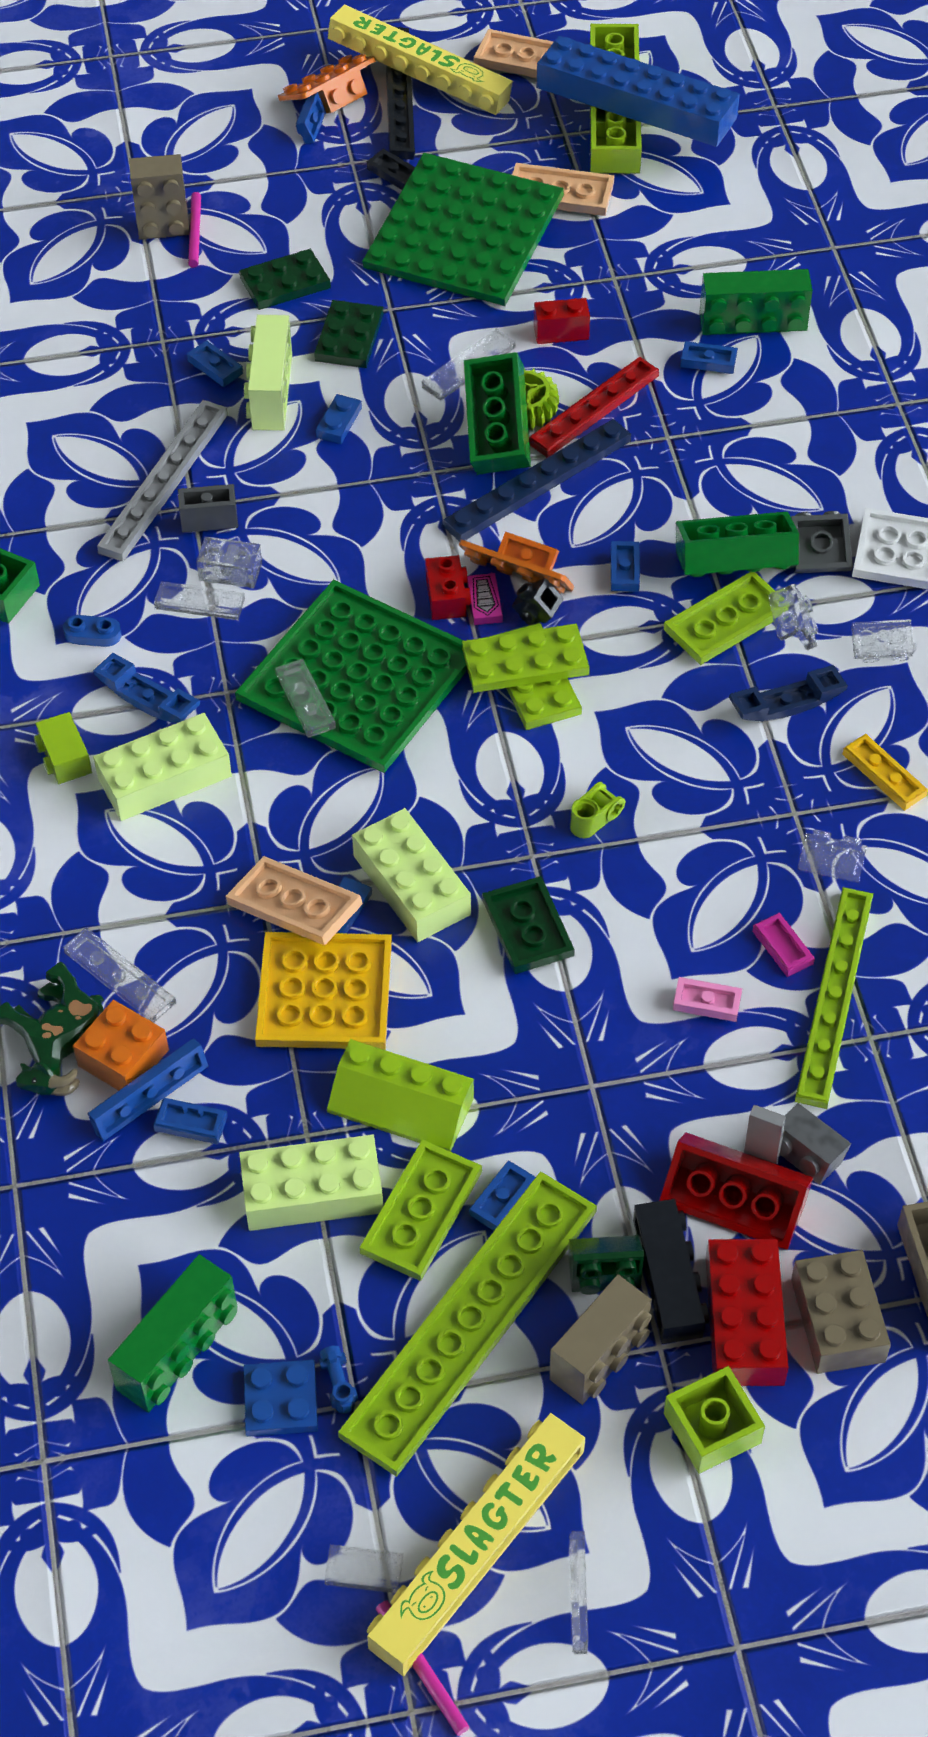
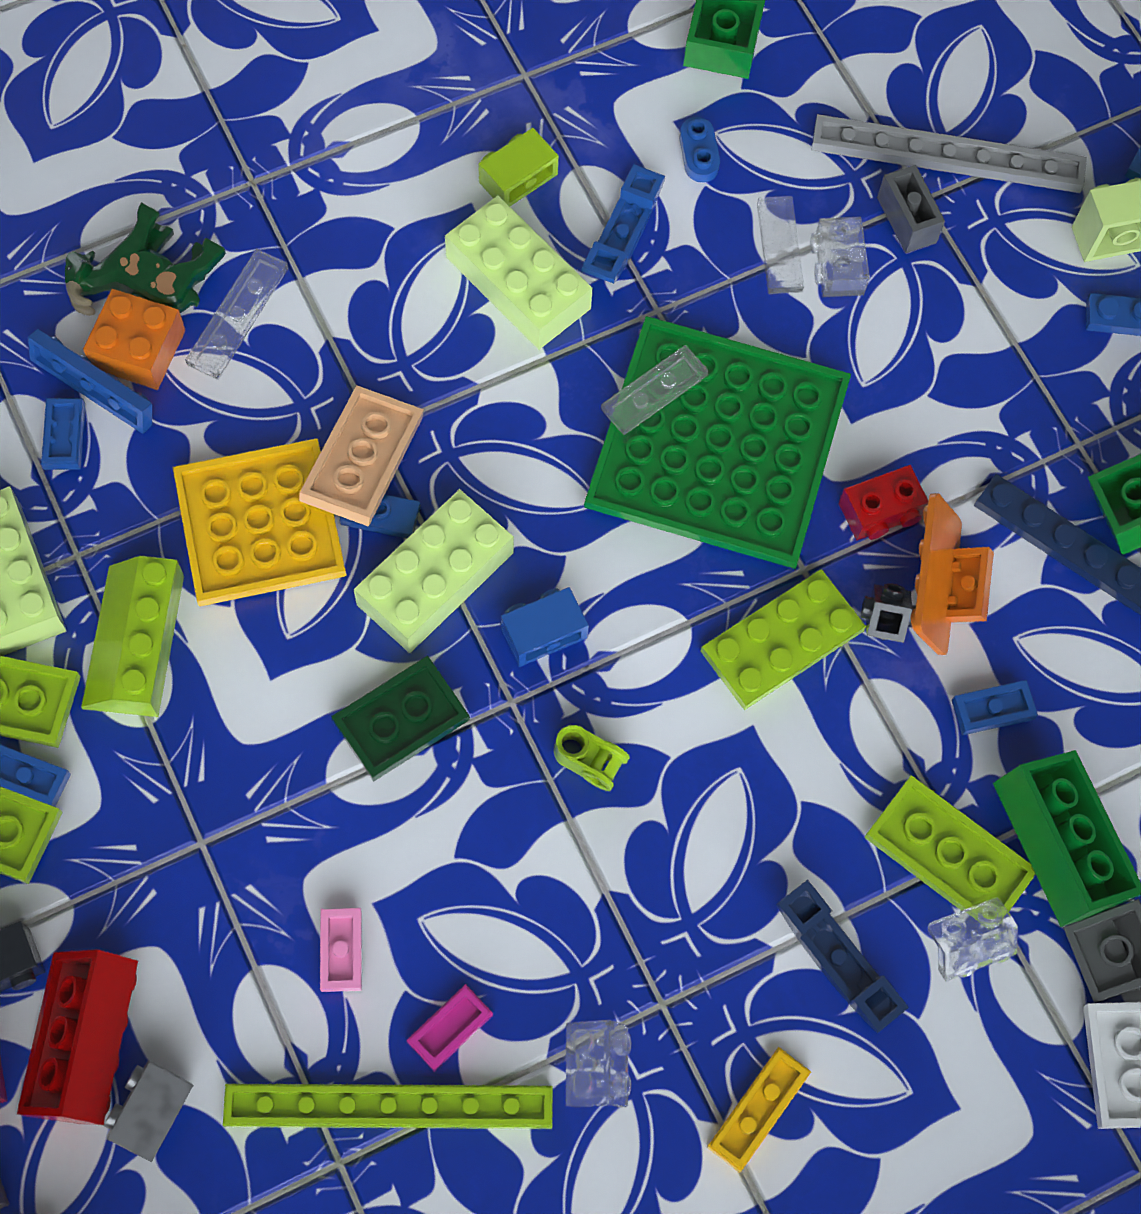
camera: 70 degrees right, 15 degrees up
(480, 815) = (544, 625): none -> blue brick
(485, 599) = (885, 553): tile -> none
(525, 658) = (793, 620): lime plate -> none
(764, 1134) = (118, 1050): light grey tile -> none
(883, 640) = (974, 1067): clear bracket -> none

